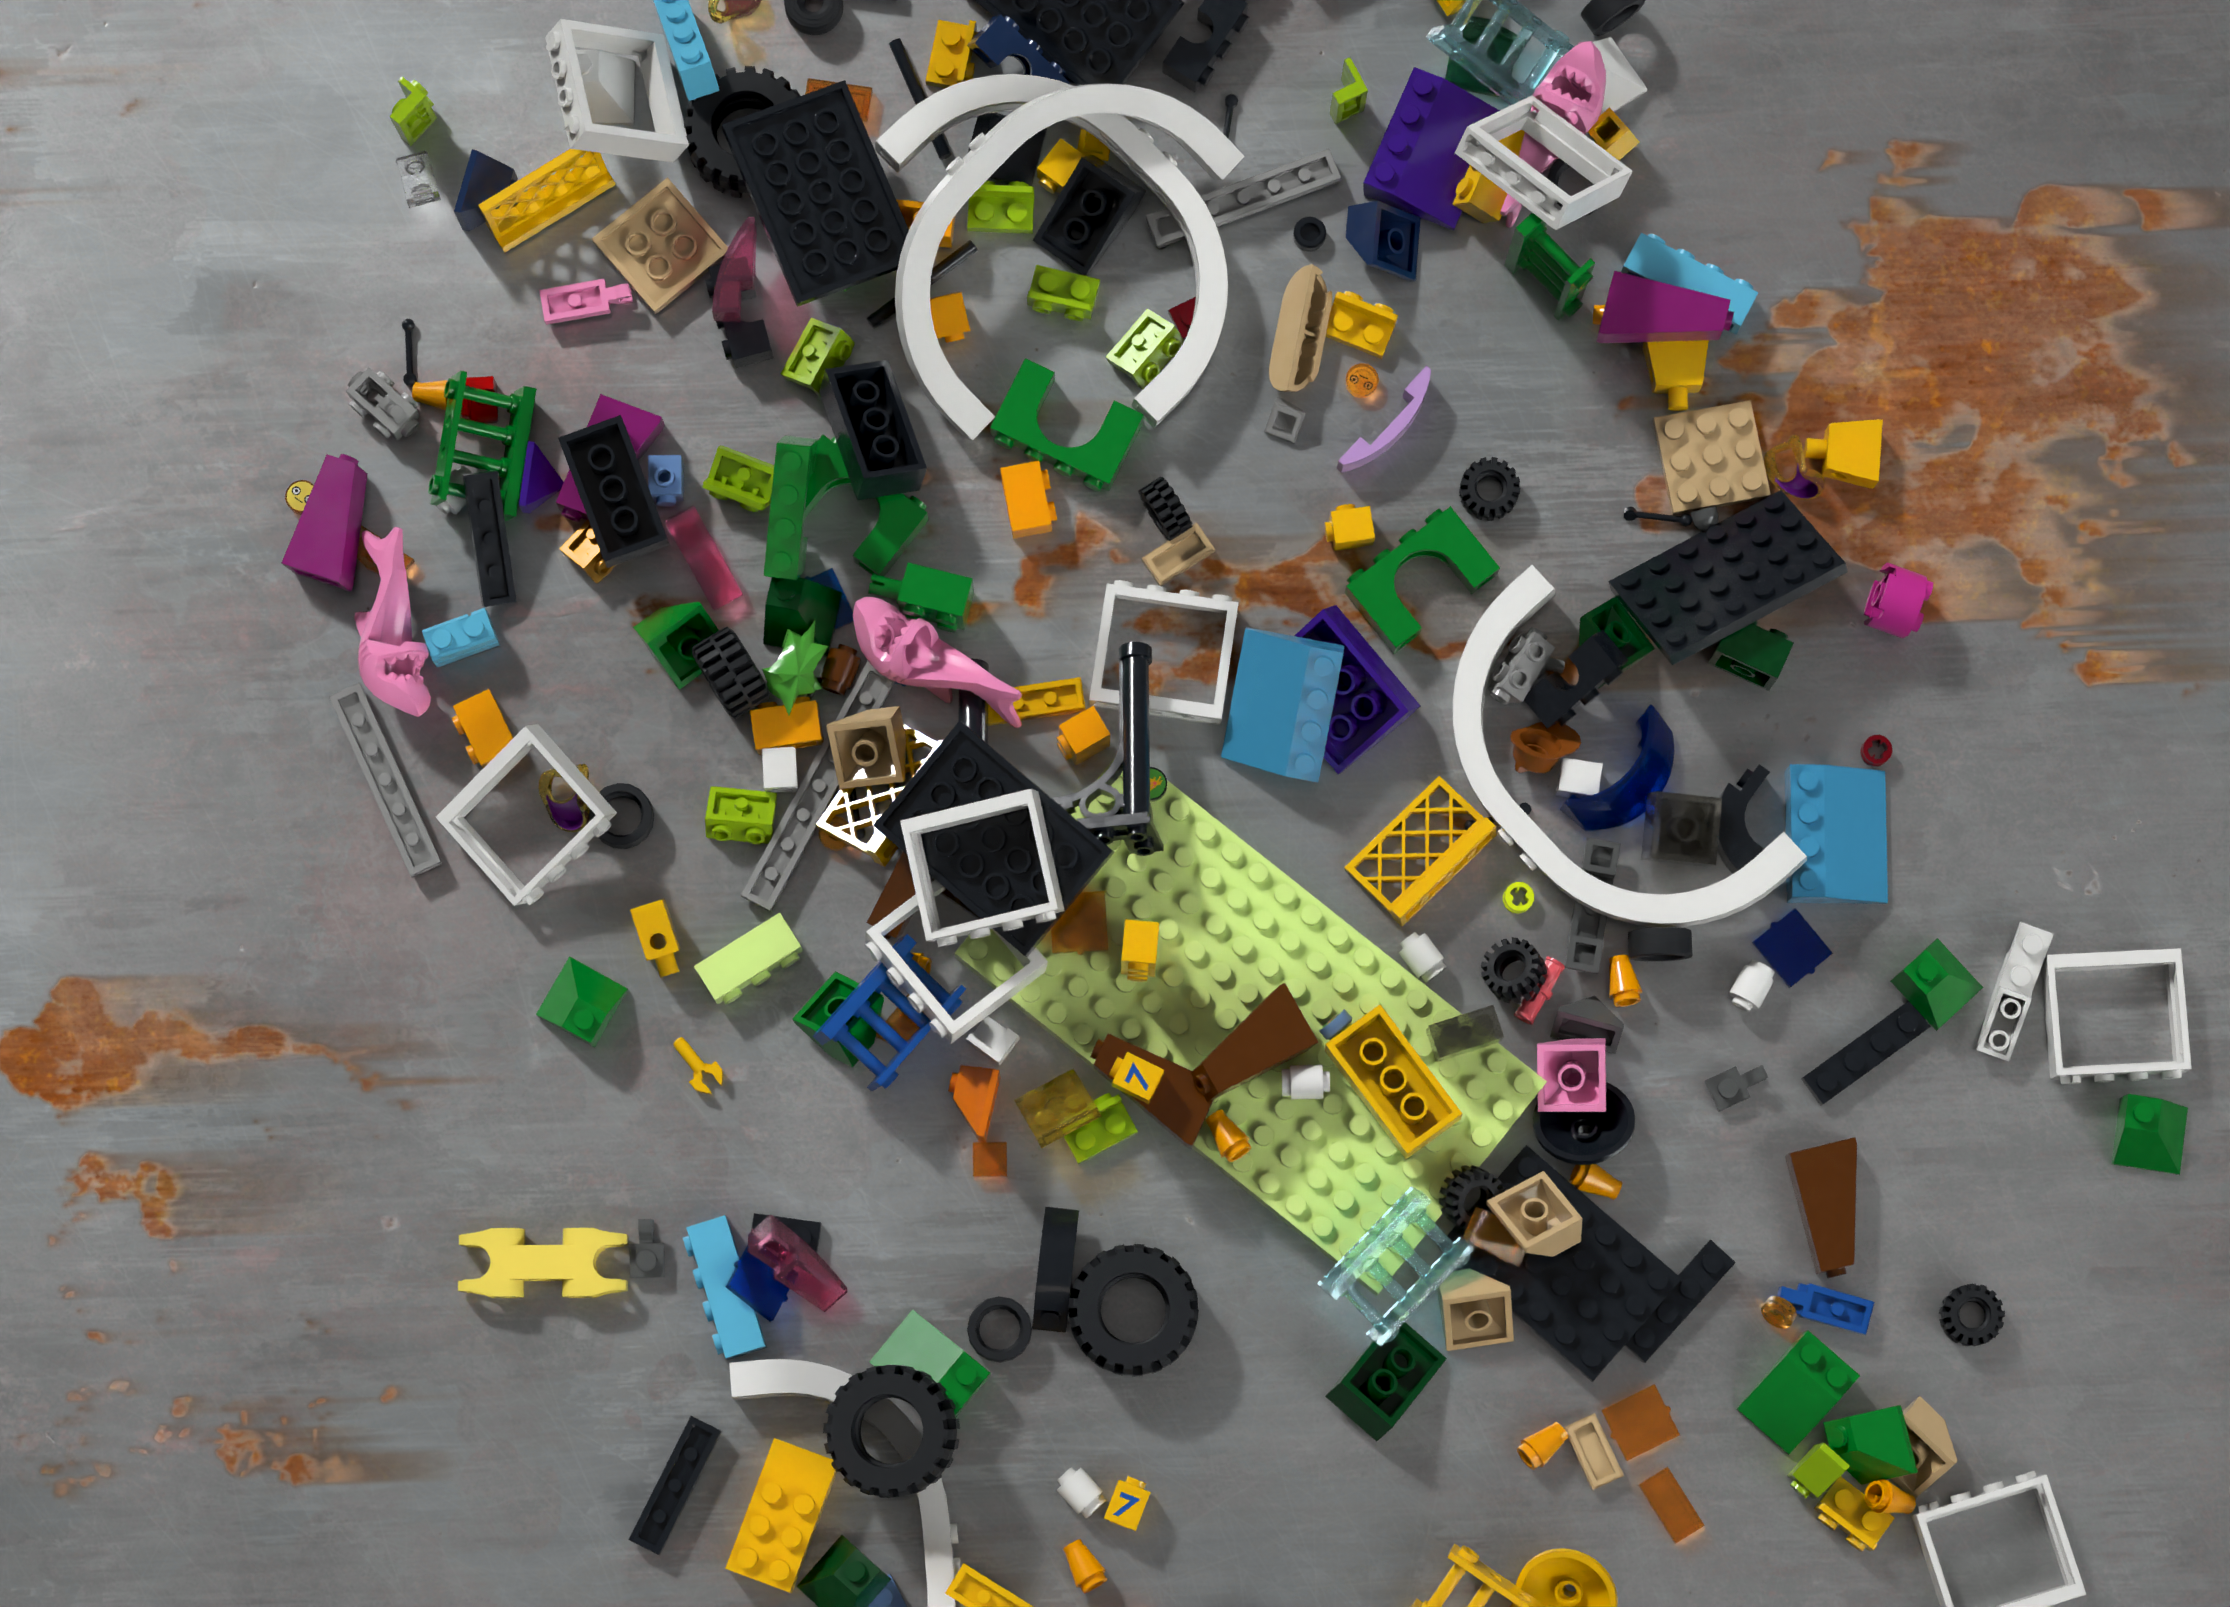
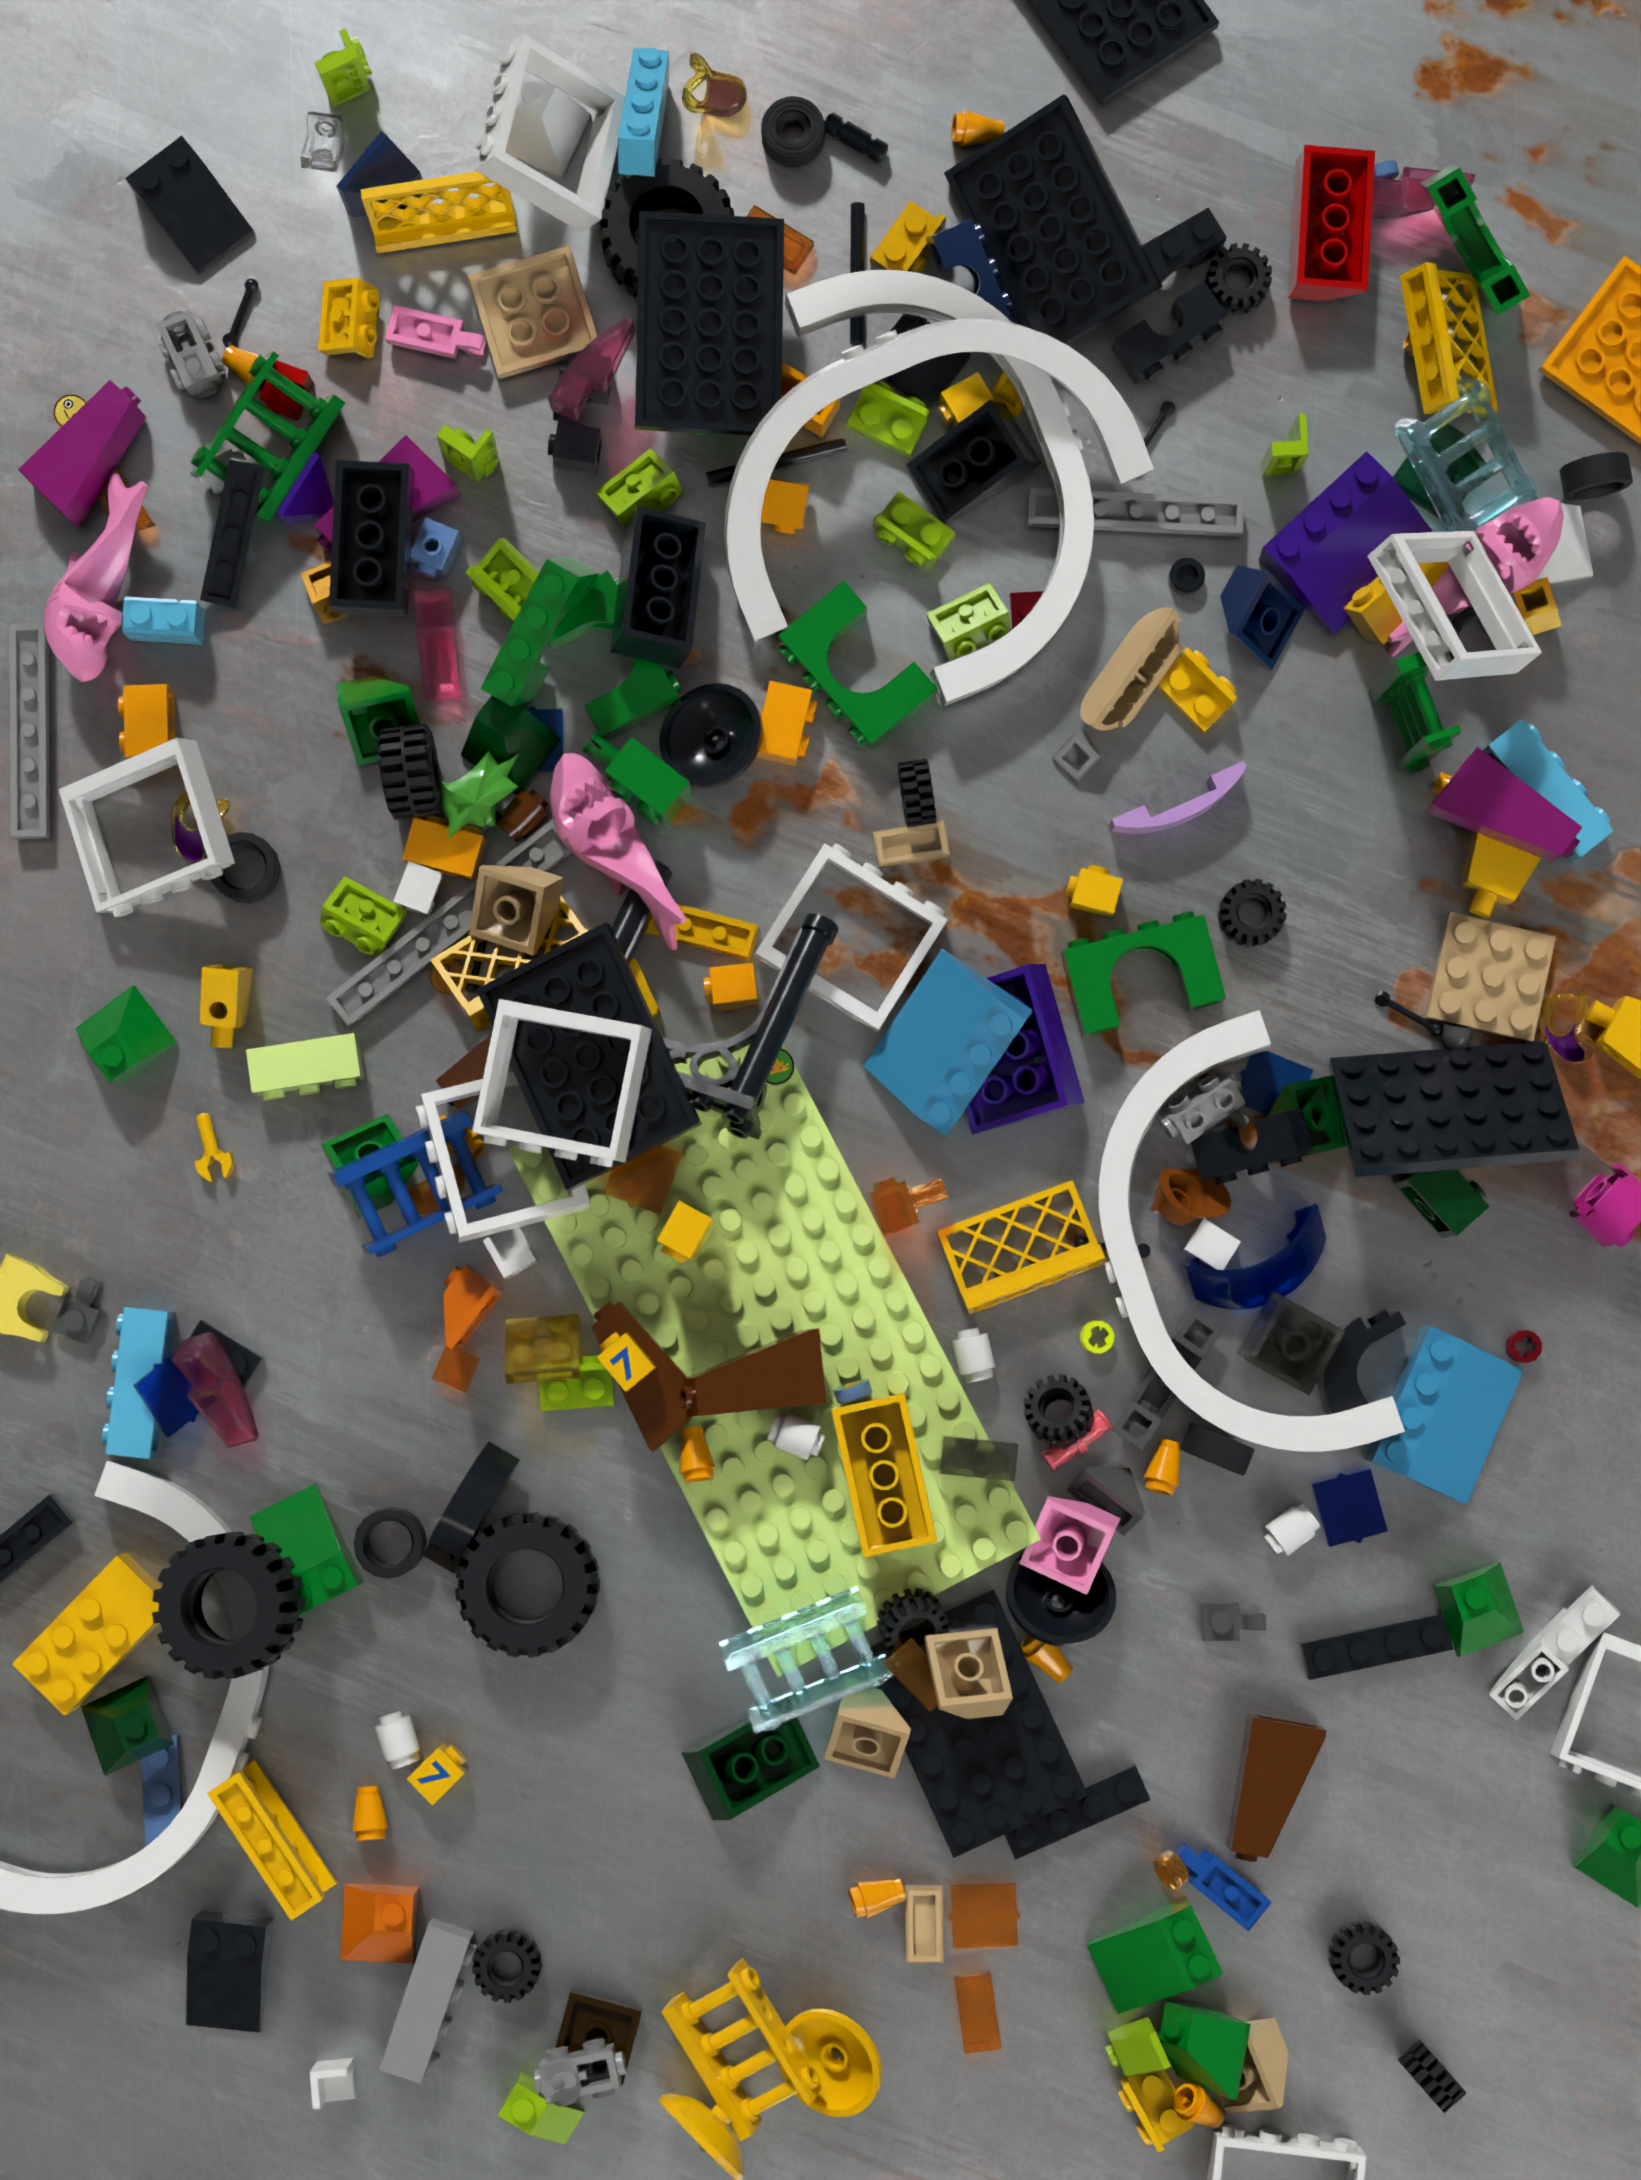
camera: 25 degrees right, 5 degrees up
(327, 280) = (189, 205): none -> black slope
(504, 317) = (348, 317): none -> yellow bracket
(659, 390) = (469, 458): none -> lime bracket
(958, 523) = (699, 723): none -> black dish
(1303, 857) = (897, 1203): none -> clear orange brick
(1361, 380) = (1172, 747): clear orange tile -> none
(1562, 621) = (1266, 1076): none -> clear blue piece
(2071, 1385) = (1432, 2076): none -> black tyre

